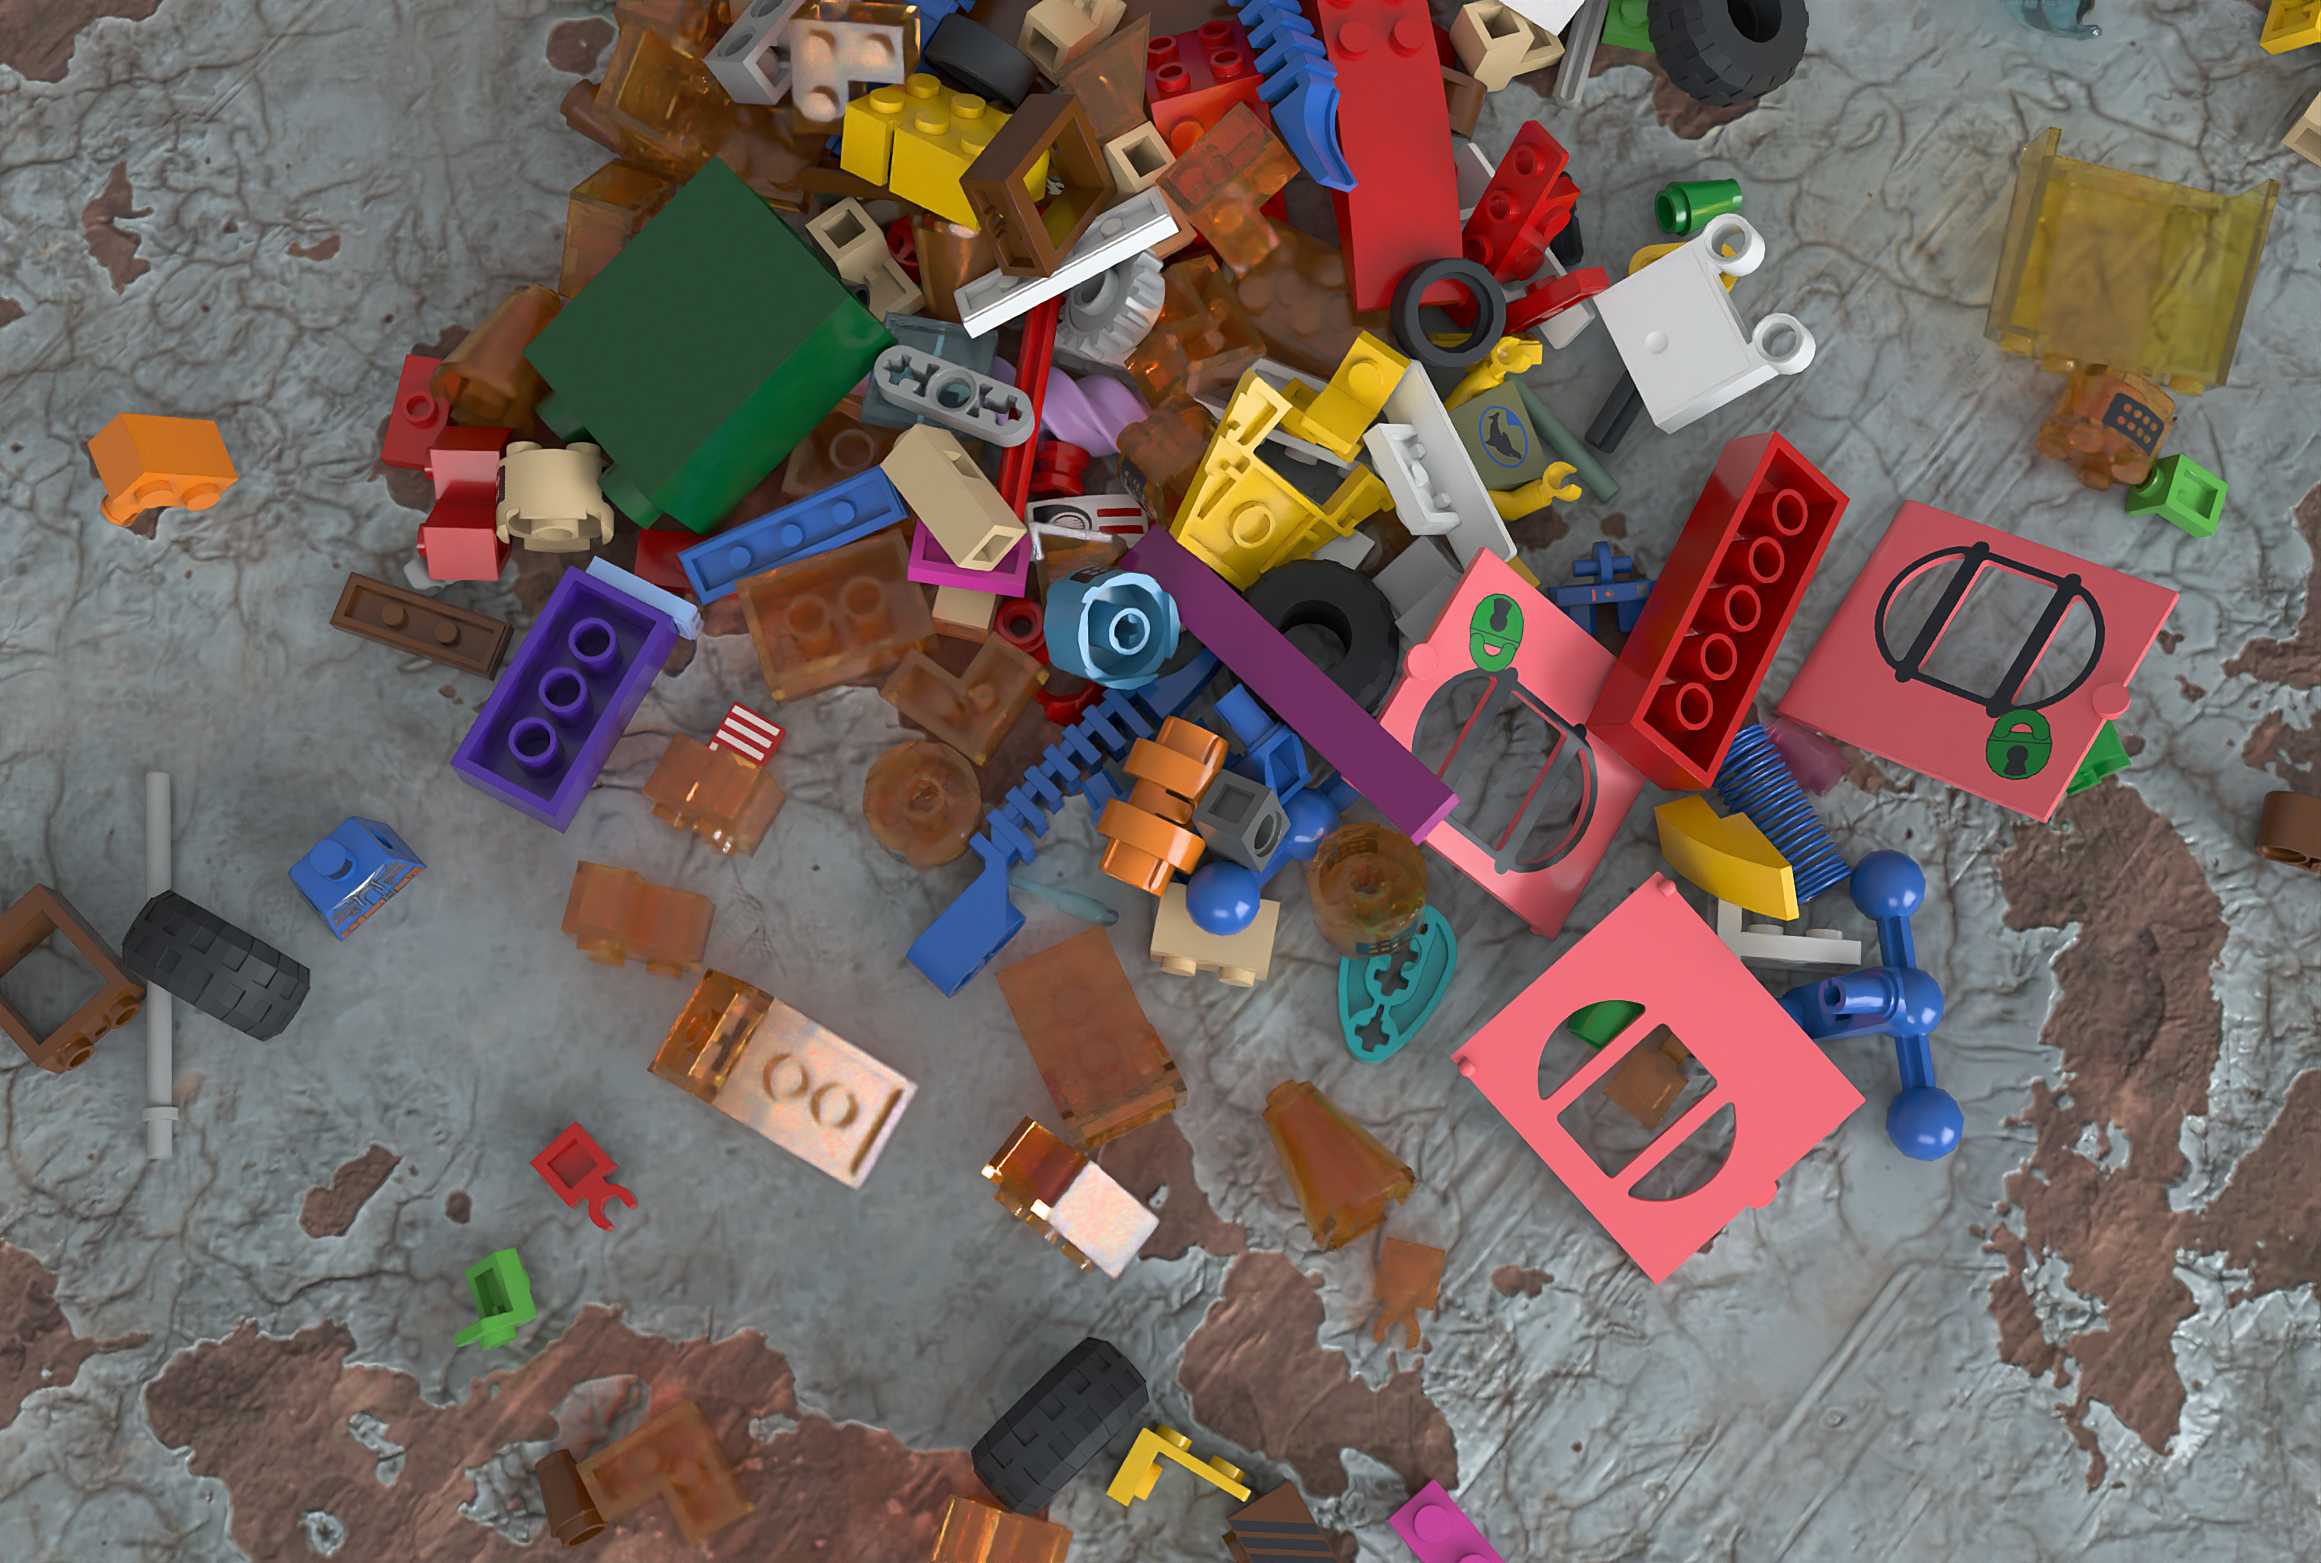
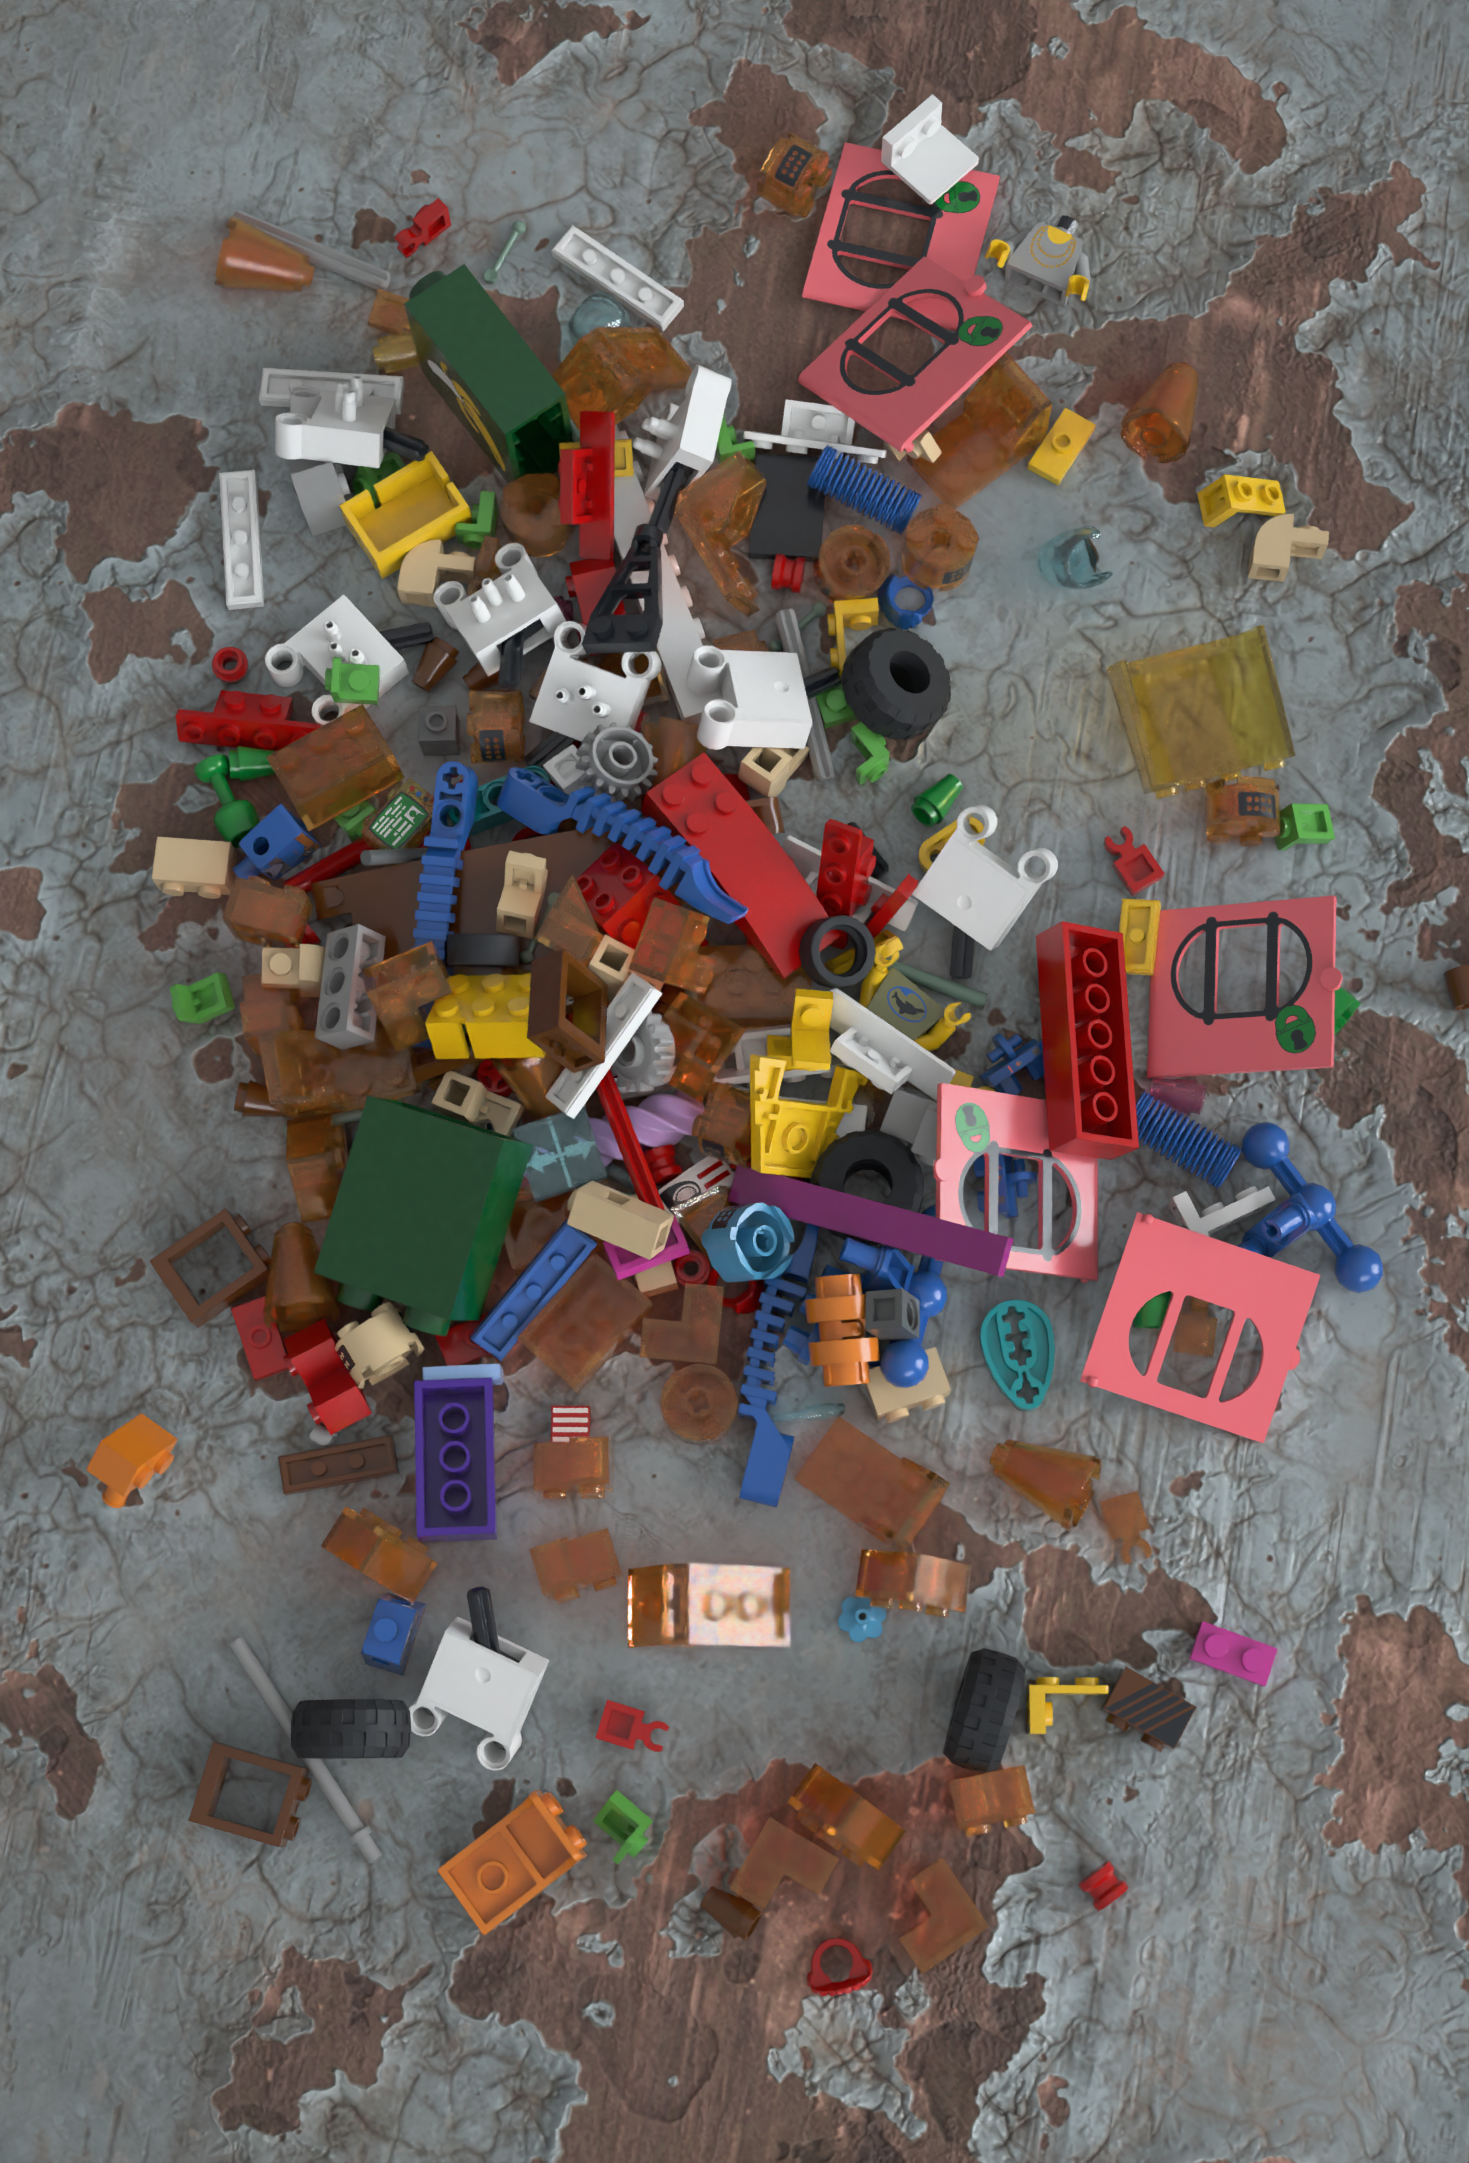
camera: 25 degrees left, 0 degrees up
(329, 1262) = (514, 1860): none -> orange bracket
(356, 288) = (202, 1313): none -> reddish brown window
(391, 760) = (377, 1552): none -> clear orange brick
(418, 1001) = (480, 1682): none -> white piece
(790, 1463) = (845, 1818): none -> clear orange brick
(910, 396) = (558, 1173): light grey beam -> none
(964, 1223) = (857, 1628): none -> dark azure plant
(1390, 868) = (983, 1334): clear orange brick -> none
(1506, 745) = (1007, 1181): none -> blue hips
(1648, 91) = (873, 750): none -> bright green bracket
(1726, 857) = (1168, 1181): yellow slope -> none
(1871, 518) = (1140, 933): none -> yellow plate
(1915, 427) = (1135, 866): none -> red plate

